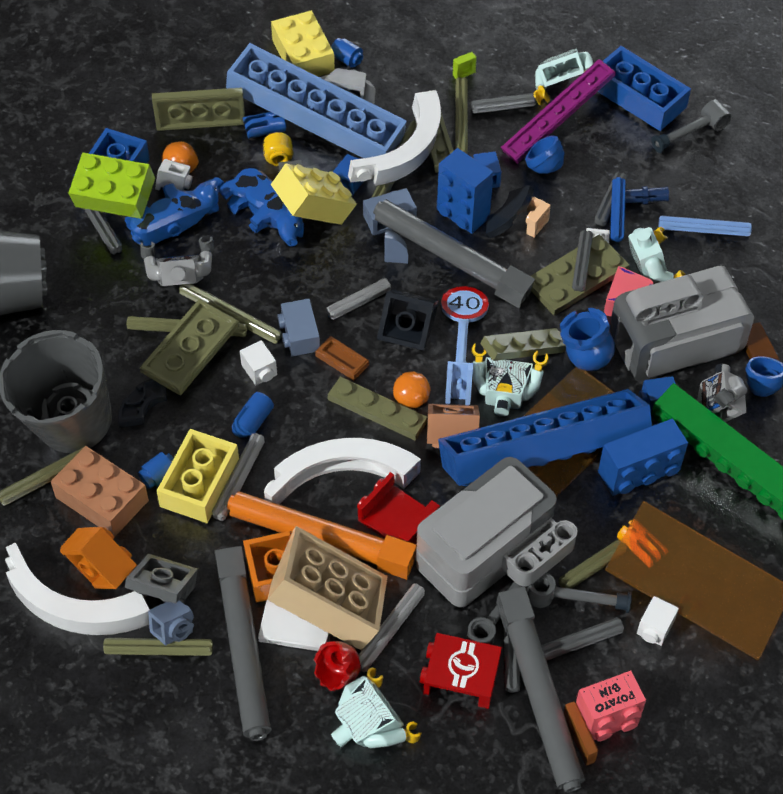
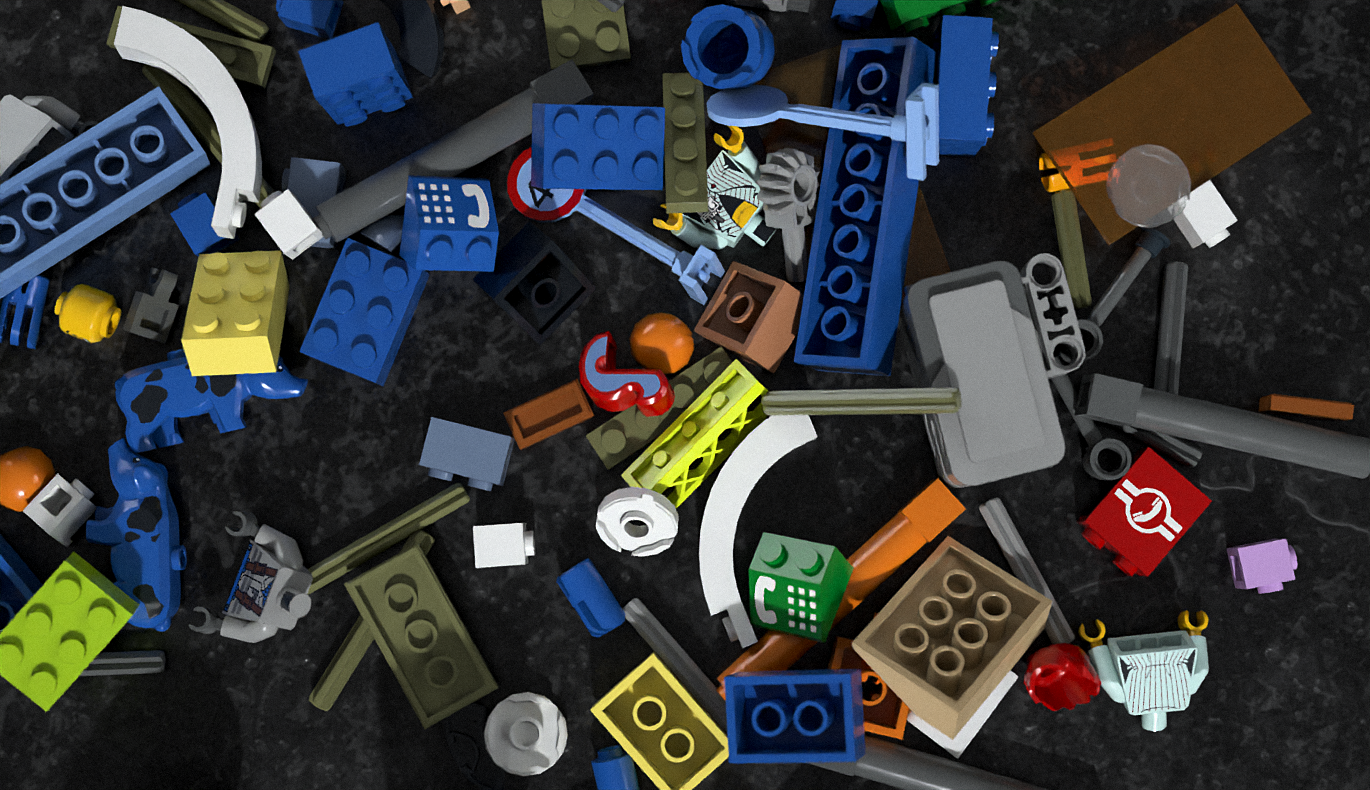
camera: 60 degrees left, 30 degrees up
(160, 418) = (525, 734): none -> white tile
(239, 517) = (795, 716): none -> blue brick
(314, 498) = (796, 586): none -> green slope
(316, 417) = (640, 505): none -> white tile
(347, 253) = (364, 312): none -> blue brick
(358, 298) = (453, 335): light grey axle -> none
(370, 193) = (288, 223): none -> white brick
(370, 418) = (696, 436): none -> neon yellow fence
(377, 373) = (621, 388): none -> red animal
(393, 511) = (860, 472): red panel -> none
(414, 259) = (449, 224): none -> blue slope
(434, 469) = (862, 401): none -> olive axle
(469, 752) = (1262, 565): none -> lavender brick
(495, 301) = (597, 147): none -> blue brick
(520, 404) = (790, 203): none -> light grey gear
(599, 418) = (766, 104): none -> light blue piece
(611, 705) = (1304, 353): coral brick -> none
(651, 571) = (1149, 185): none -> clear tile

